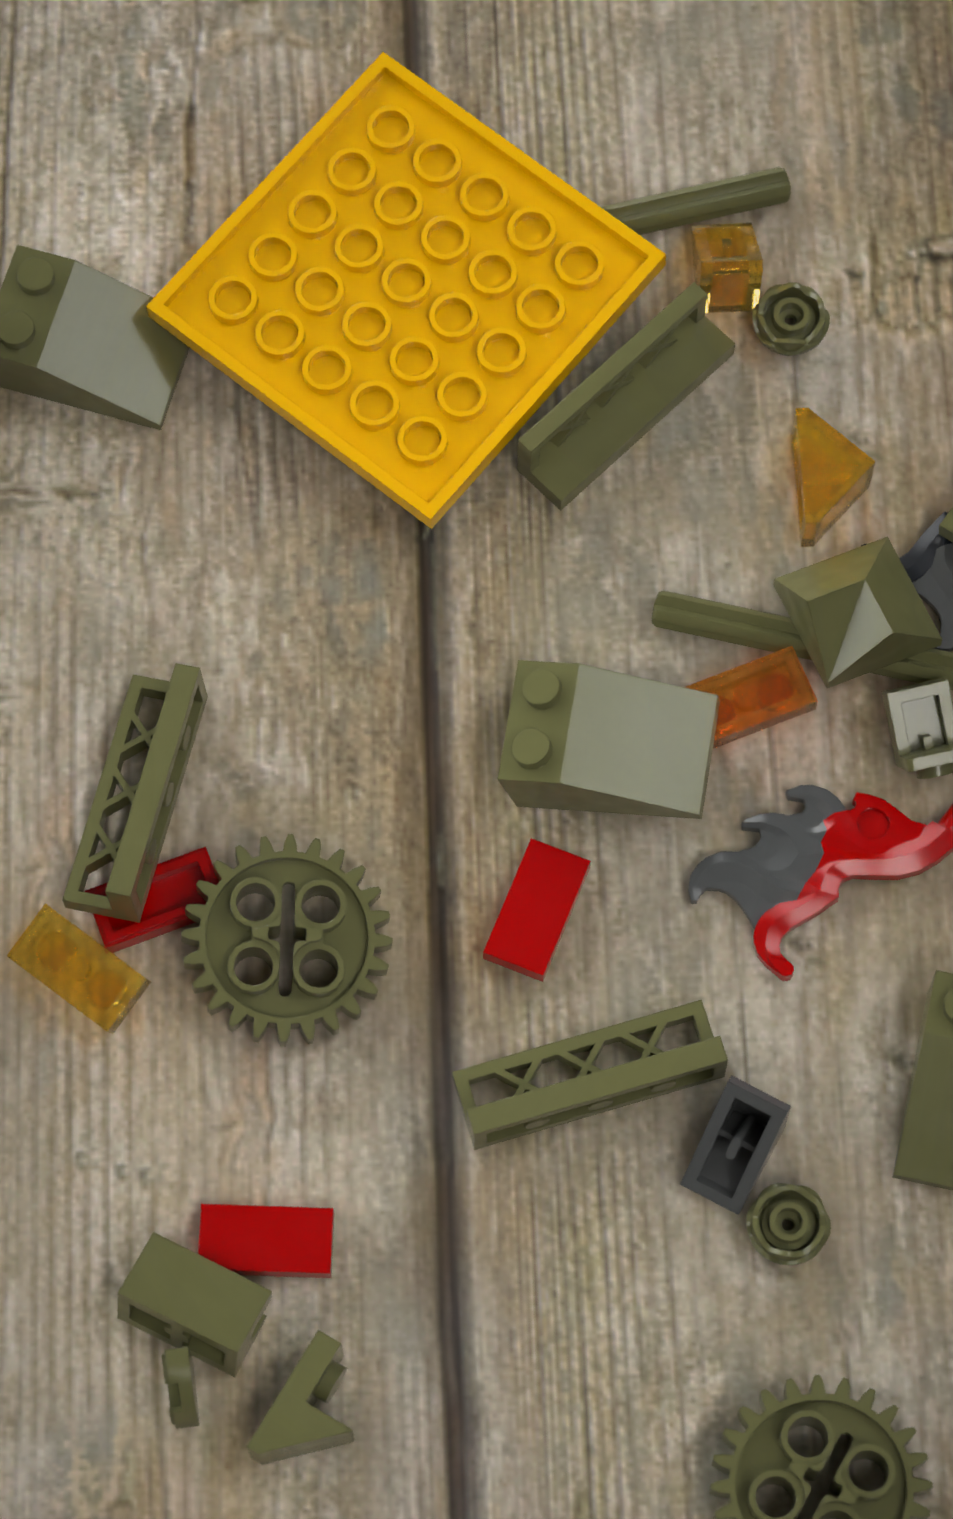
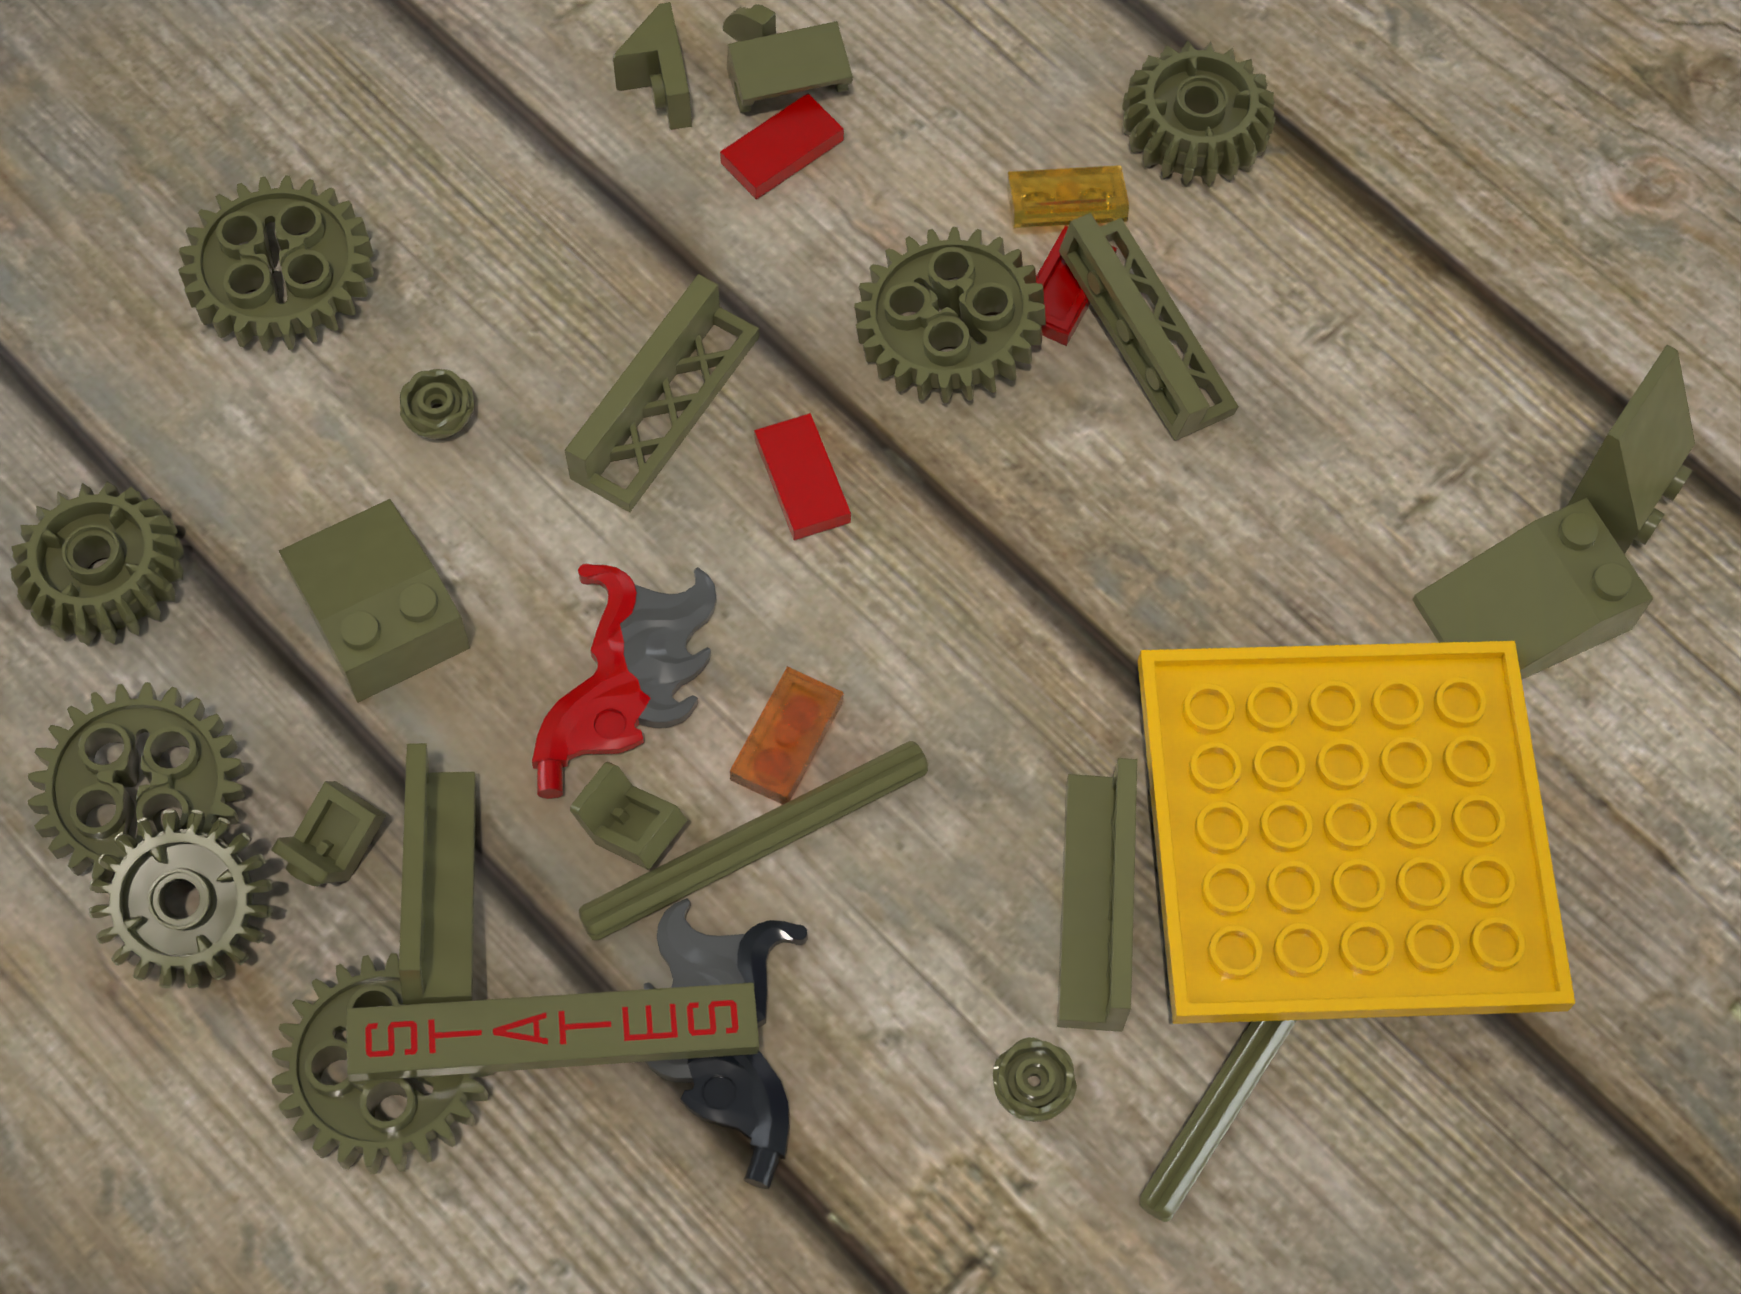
camera: 135 degrees right, 5 degrees down
(606, 742) = (856, 603): olive slope -> none
(727, 266) = (1133, 1083): clear yellow slope -> none
(736, 1145) = (517, 430): dark grey slope -> none
(827, 472) = (887, 962): clear yellow slope -> none
(857, 612) = (759, 861): olive slope -> none

